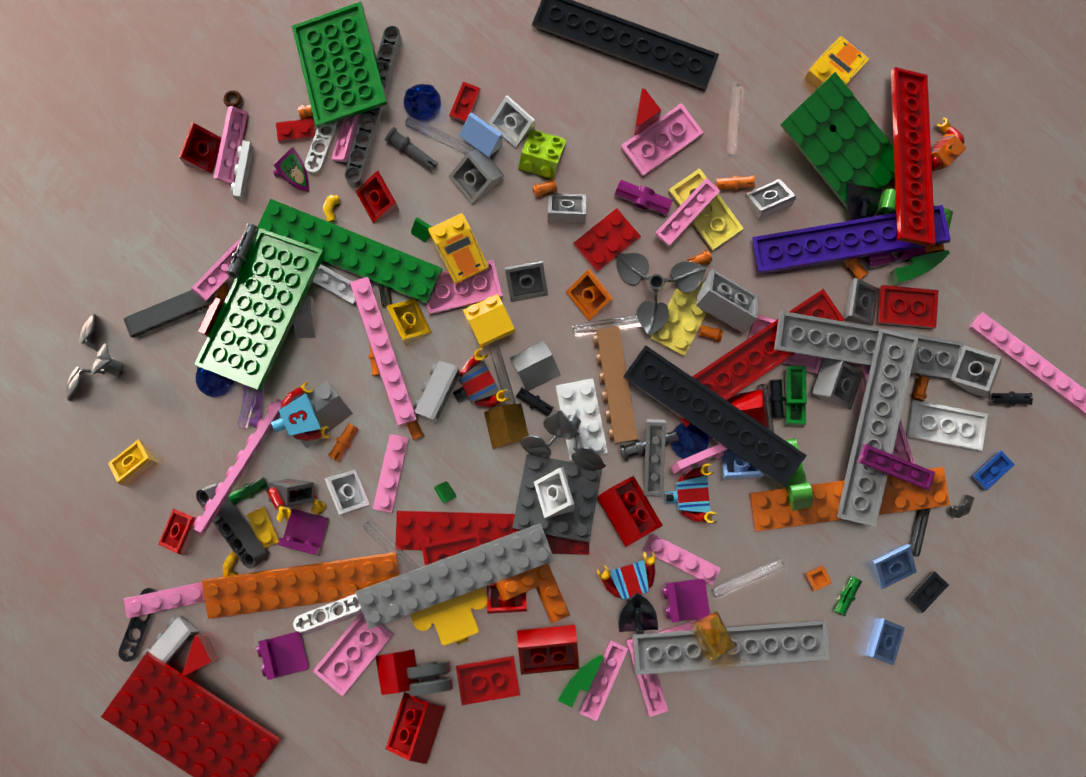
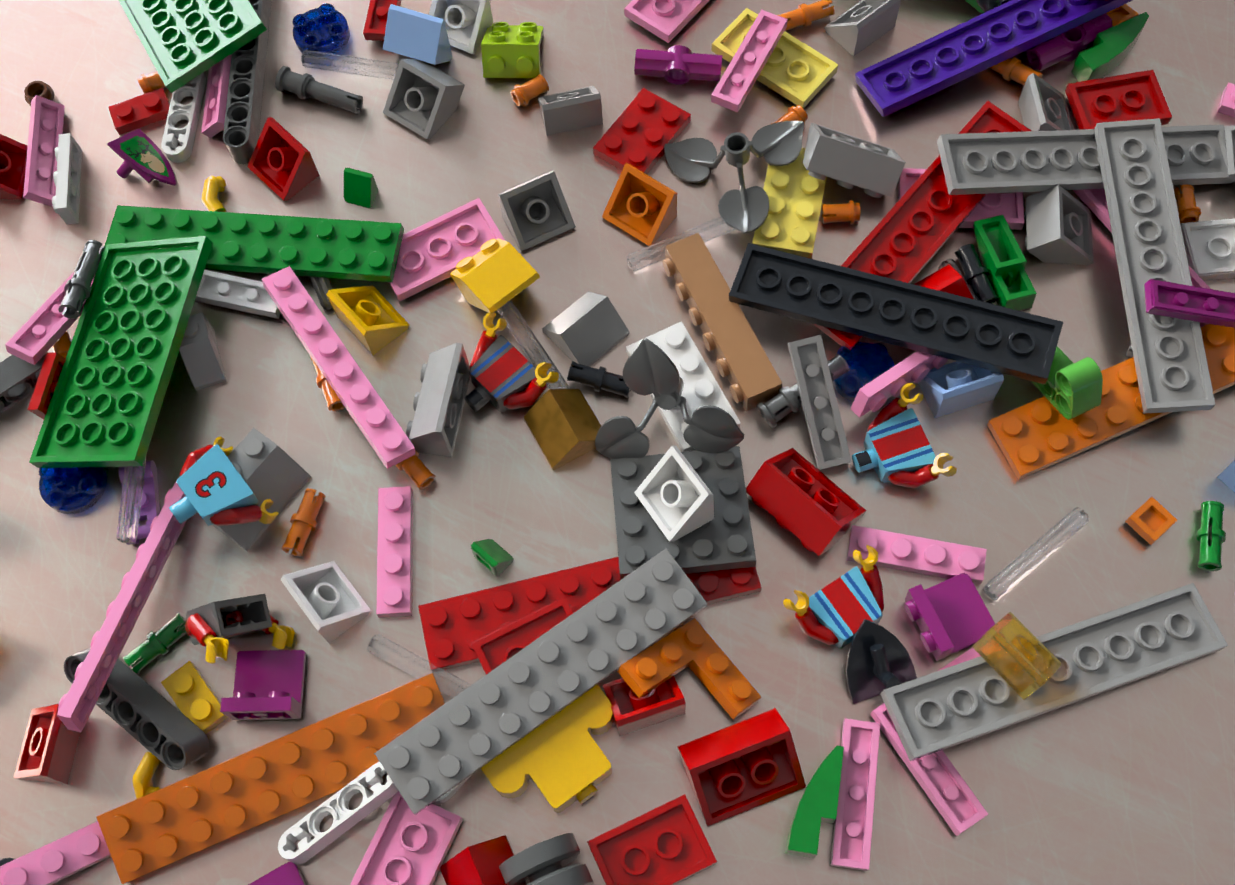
camera: 10 degrees left, 15 degrees down
(458, 248) = (419, 192): yellow slope -> none

